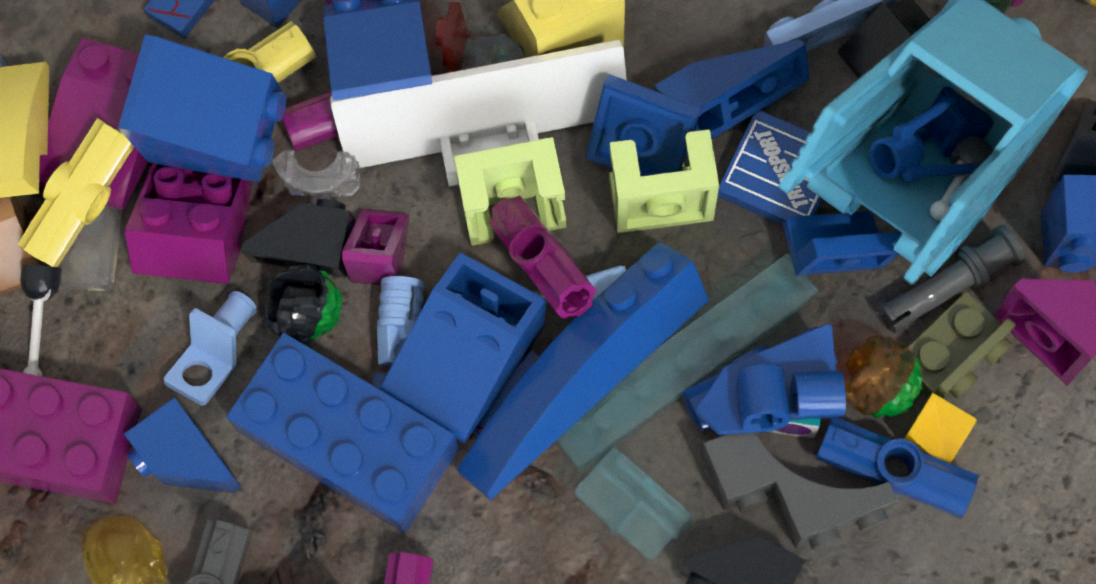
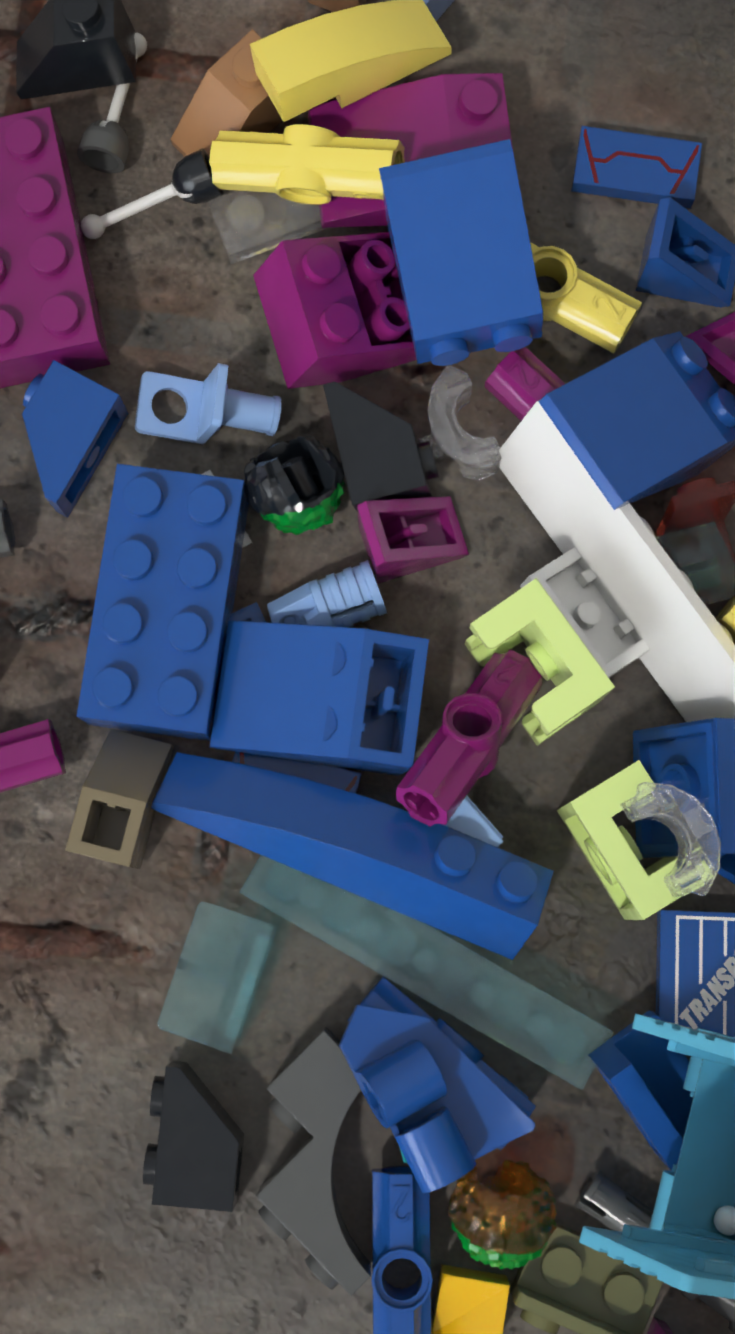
camera: 65 degrees right, 10 degrees up
(475, 524) = (117, 799): none -> dark tan slope
(672, 122) = (694, 831): none -> clear piece

